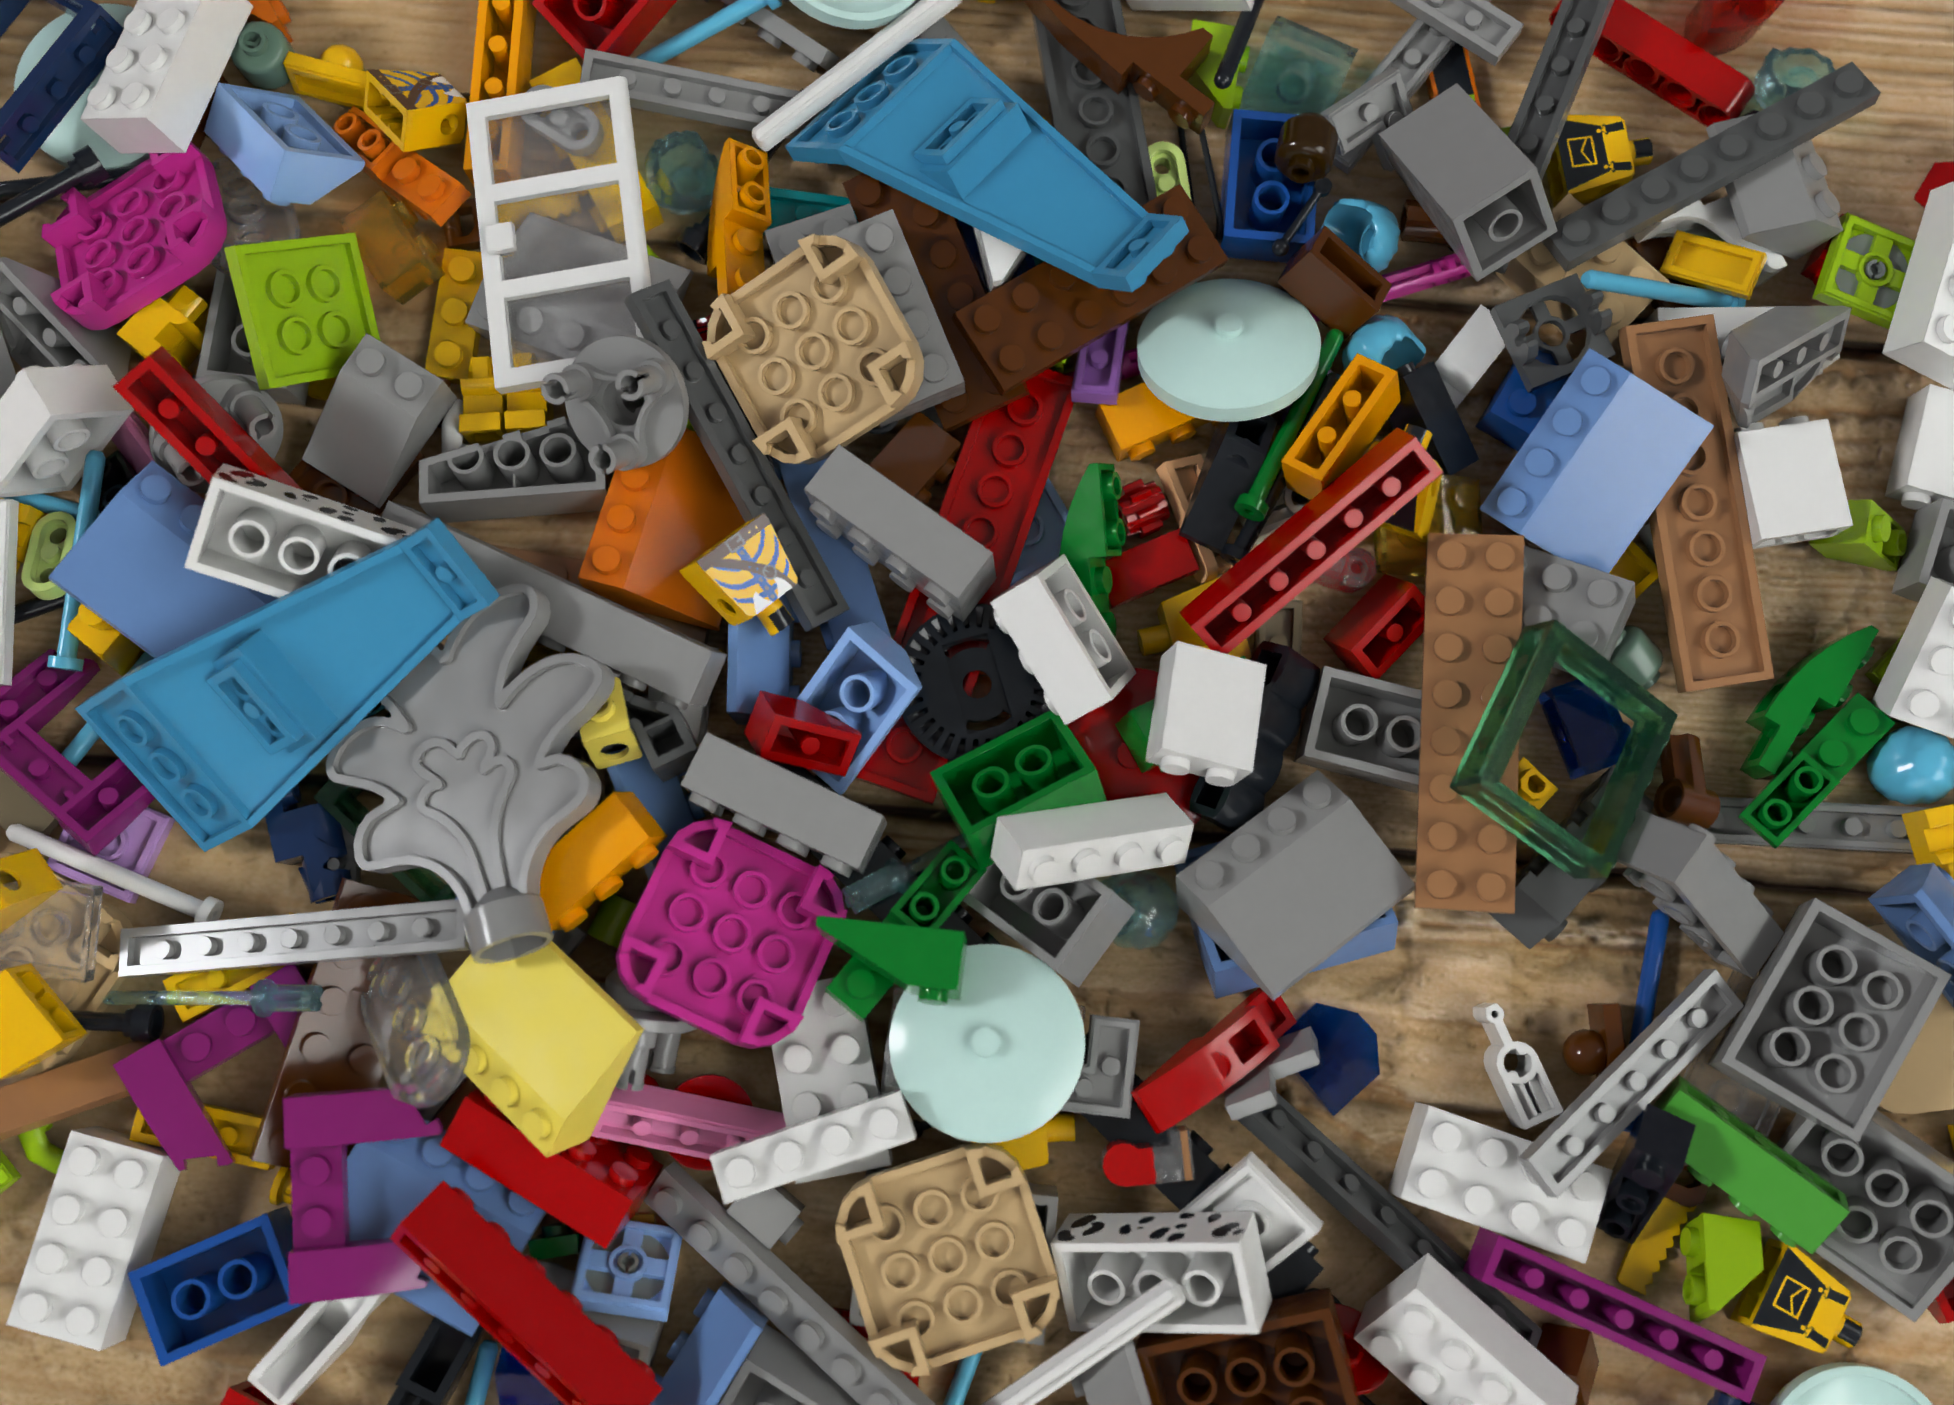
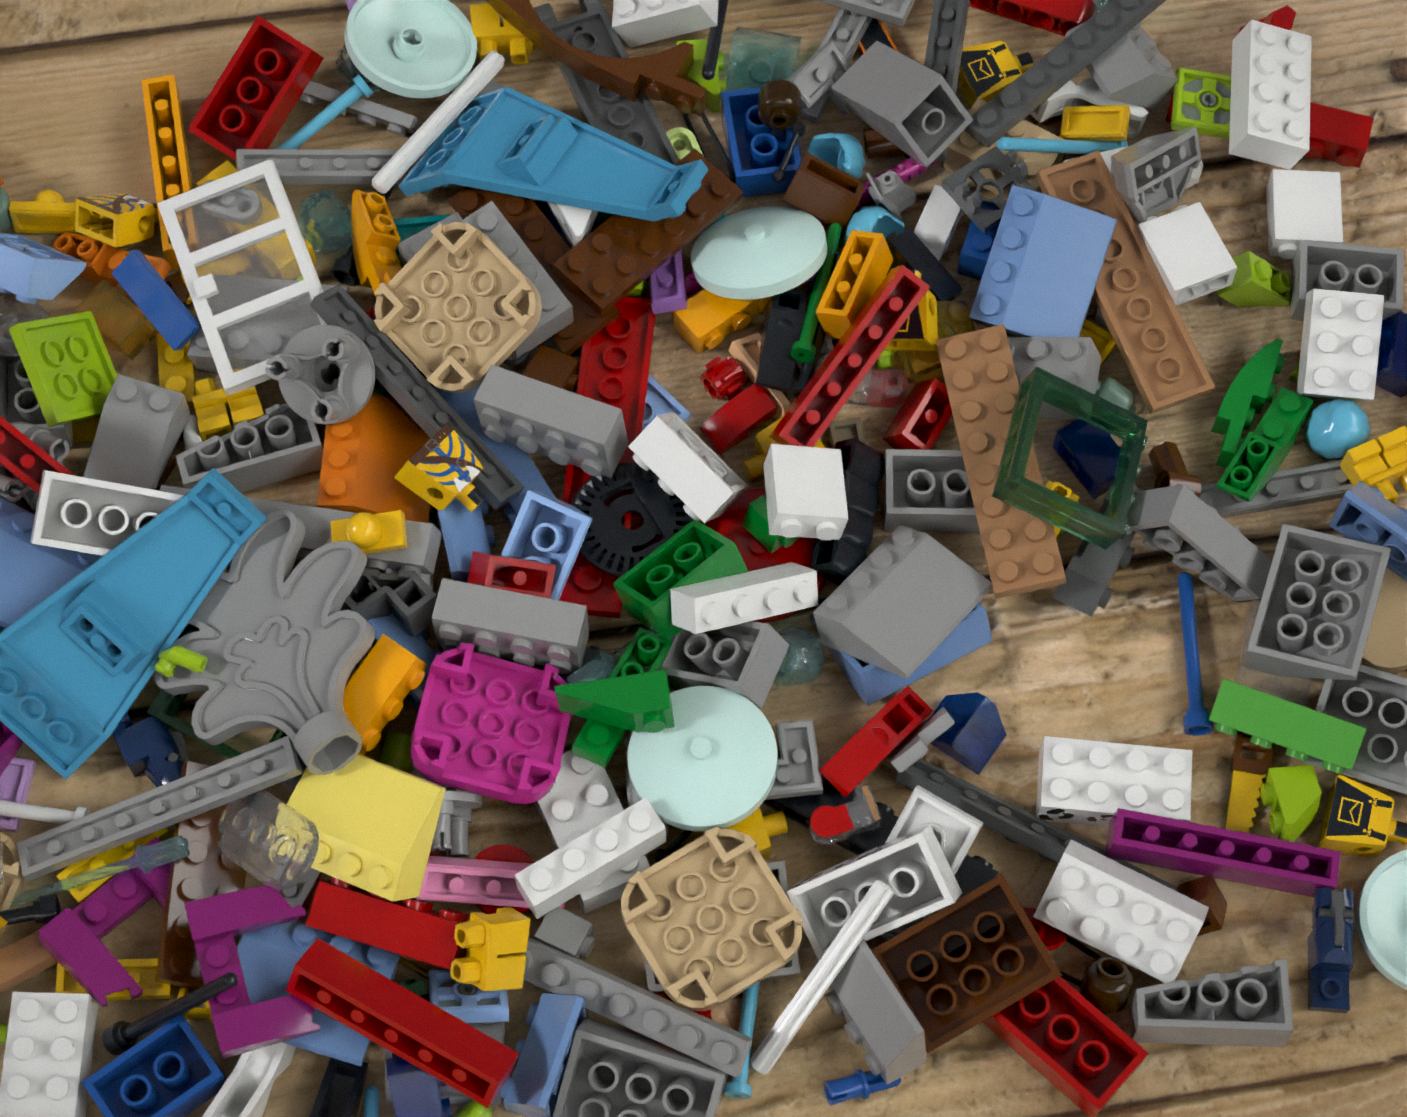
camera: 10 degrees left, 15 degrees down
(202, 1207) = (124, 1035): none -> black piece
(358, 753) = (177, 657): none -> lime arm
(437, 239) = (156, 300): none -> blue tile
(609, 727) = (368, 592): light yellow bracket -> none
(629, 644) = (372, 531): none -> yellow tile
(663, 1235) = (492, 950): none -> yellow hips
(1095, 533) = (692, 395): green slope -> none
(1420, 303) = (891, 193): none -> light grey hinge
(1523, 1092) = (1119, 718): white piece -> none
(1595, 1049) = (1165, 677): reddish brown tile -> none
(1630, 1083) = (1186, 684): light grey plate -> none
(1644, 1172) = (1213, 749): black slope -> none

